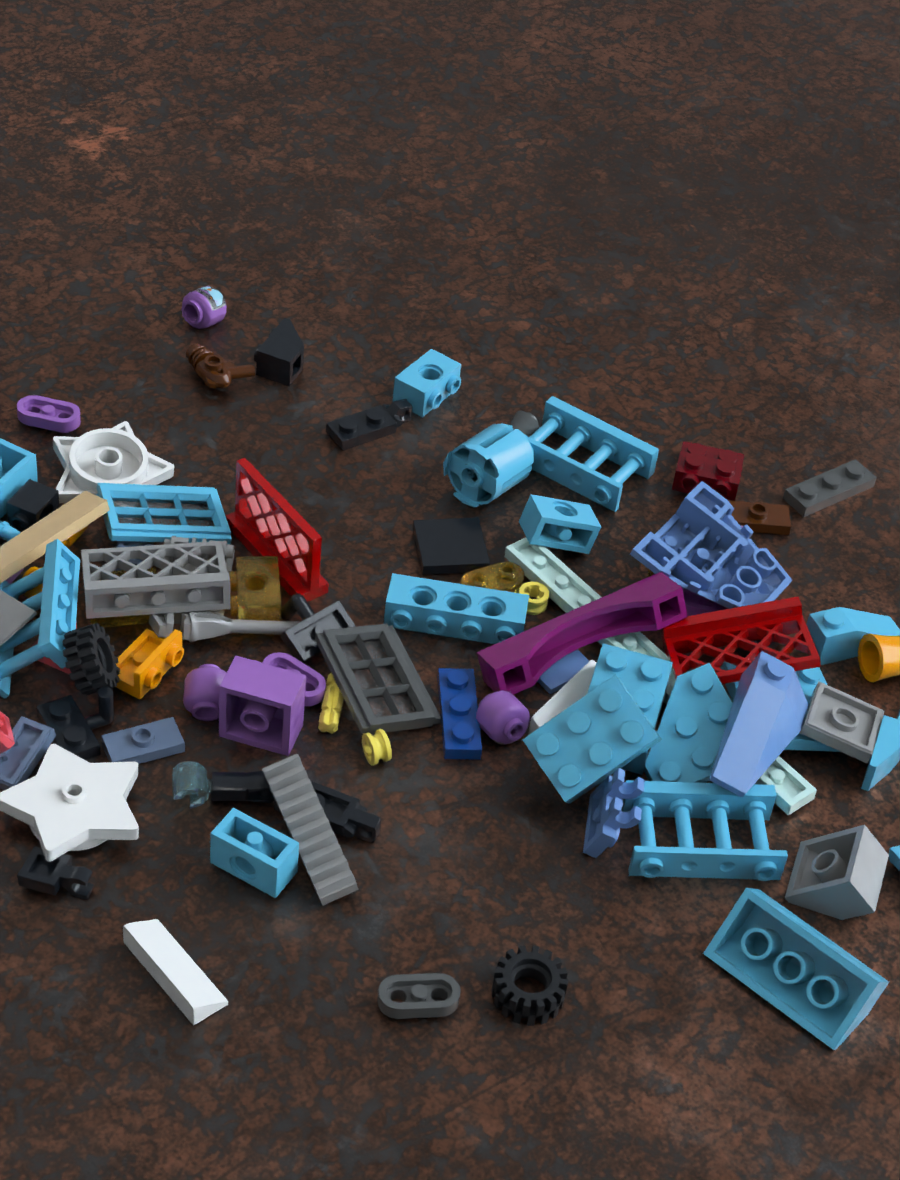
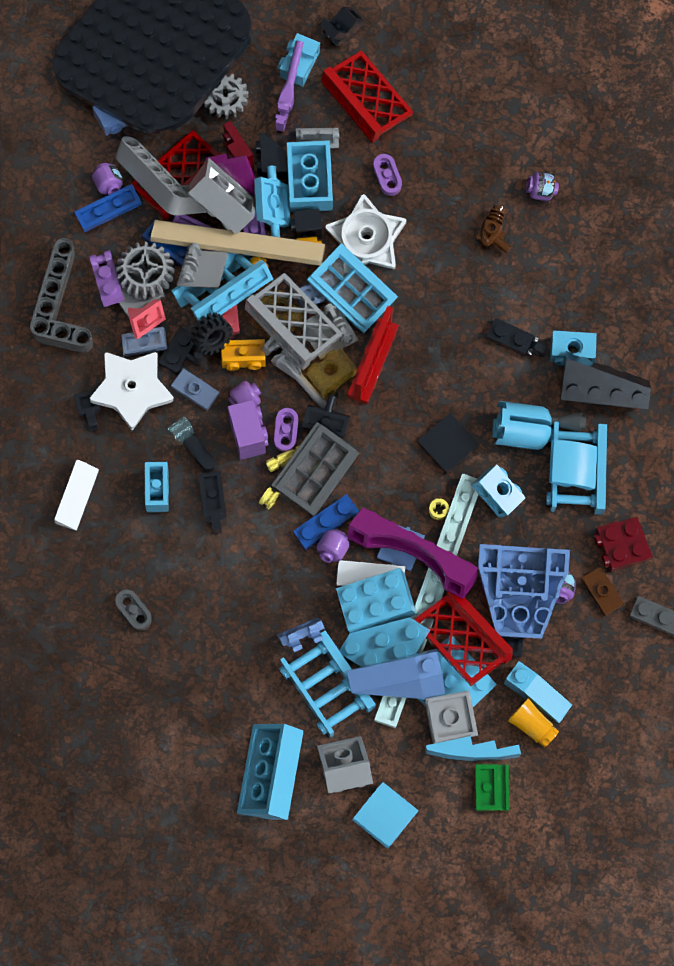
camera: 60 degrees right, 30 degrees up
(280, 355) = (534, 255): black slope -> none
(310, 828) = (190, 501): light grey gear -> none
(454, 609) = (384, 445): medium azure brick -> none
(490, 378) = (601, 384): none -> black wedge
(499, 576) = (434, 482): clear yellow plate -> none
(523, 1003) = (173, 668): black tyre -> none
(582, 440) = (573, 464): none -> medium azure slope
(591, 739) = (329, 600): medium azure brick -> none

